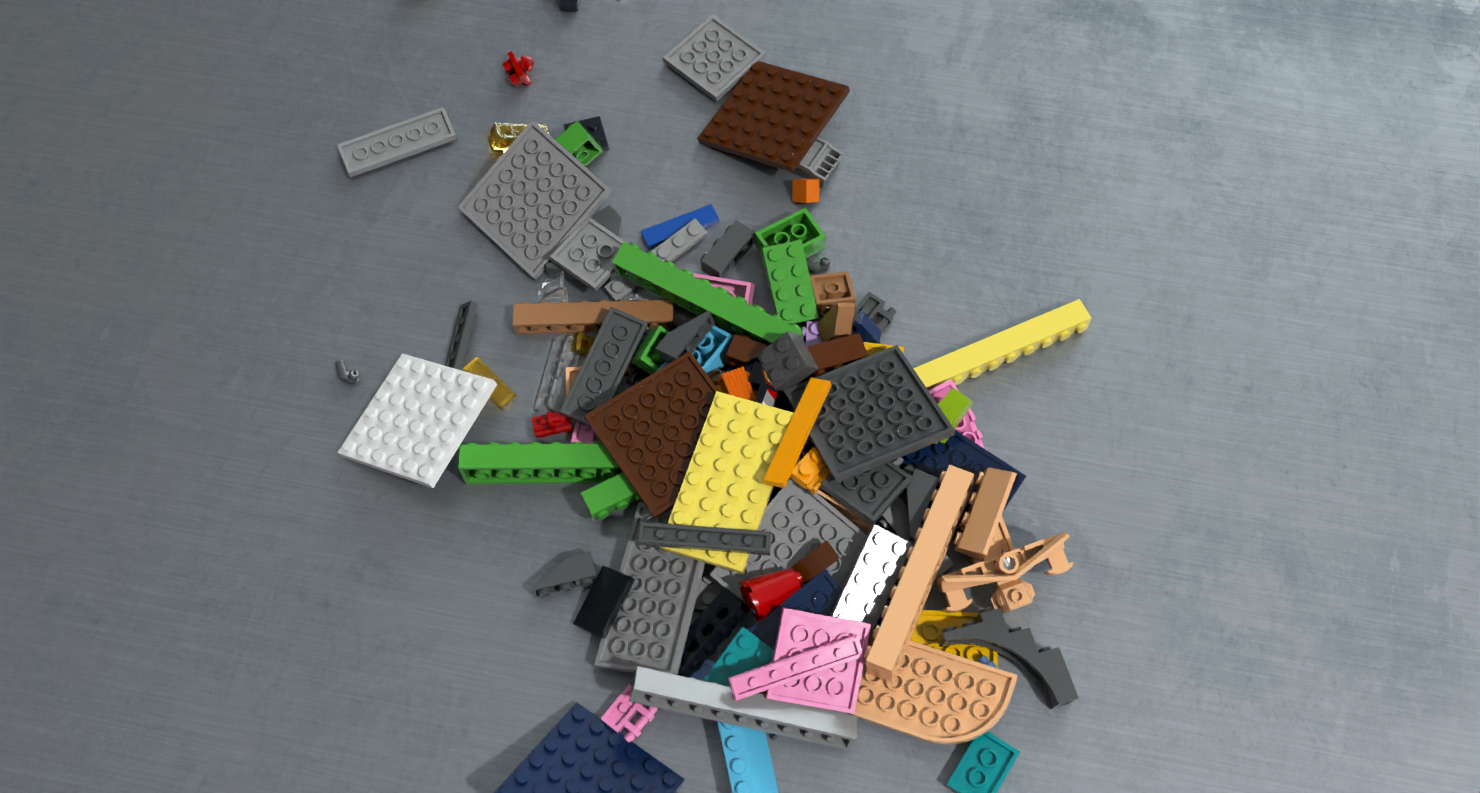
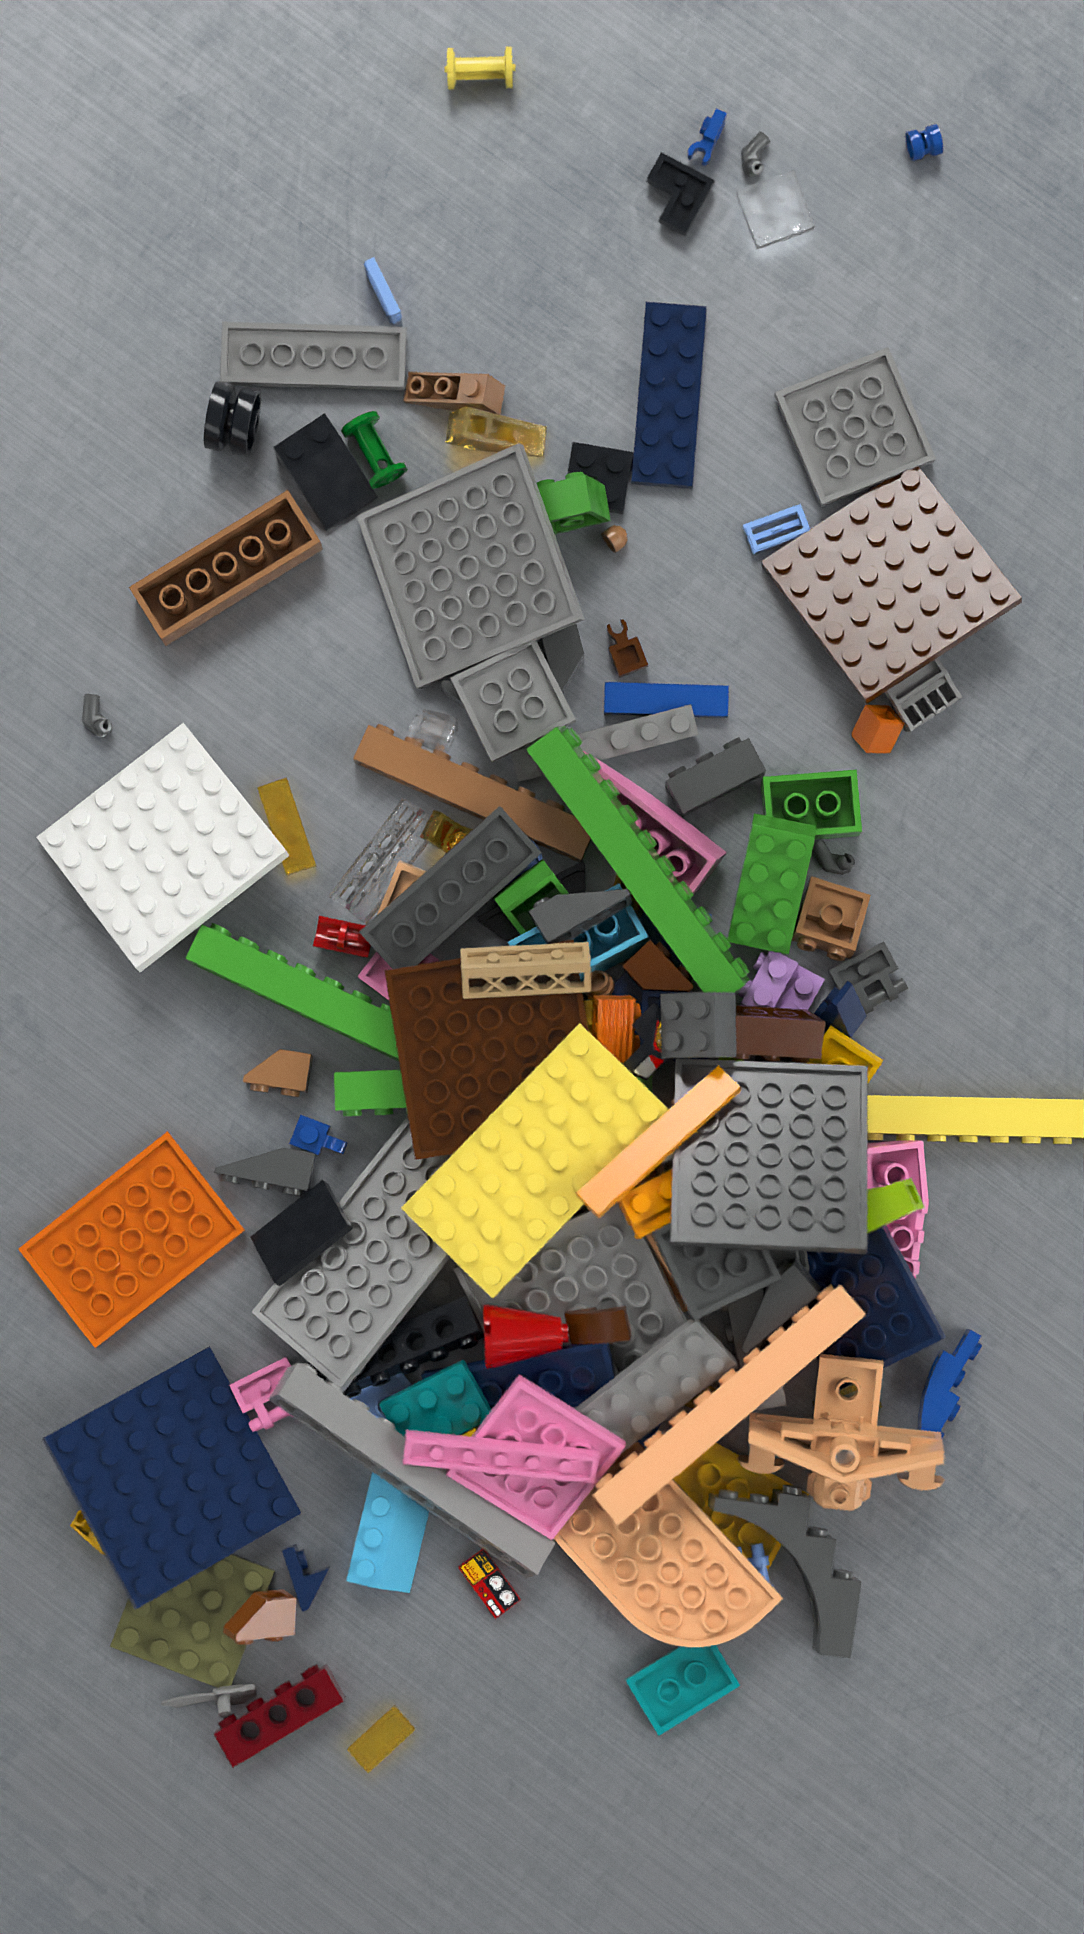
camera: 25 degrees right, 20 degrees up
(363, 184) = (232, 418): none -> black wheel
(392, 261) = (226, 567): none -> medium nougat brick
(422, 95) = (382, 291): none -> light blue tile
(428, 193) = (325, 472): none -> black slope
(461, 335) = (273, 739): dark grey plate -> none
(464, 178) = (373, 449): none -> green hose
(480, 127) = (455, 391): none -> medium nougat slope
(496, 660) = (131, 1239): none -> orange plate
(521, 67) = (553, 308): red hips -> none
(548, 516) = (282, 1070): none -> medium nougat slope
(586, 543) = (313, 1136): none -> blue plate
(606, 84) = (669, 395): none -> dark blue plate
(610, 160) = (615, 538): none -> medium nougat hinge
(645, 212) = (626, 653): none -> reddish brown plate
(667, 370) = (525, 964): none -> tan fence
(699, 124) = (748, 527): none -> light blue tile
(704, 538) = (463, 1231): dark grey tile -> none
(828, 766) = (489, 1583): none -> tile
(837, 322) = (804, 984): medium nougat slope -> none
(984, 513) = (855, 1367): light nougat slope -> none
(1037, 507) = (936, 1401): none -> blue slope

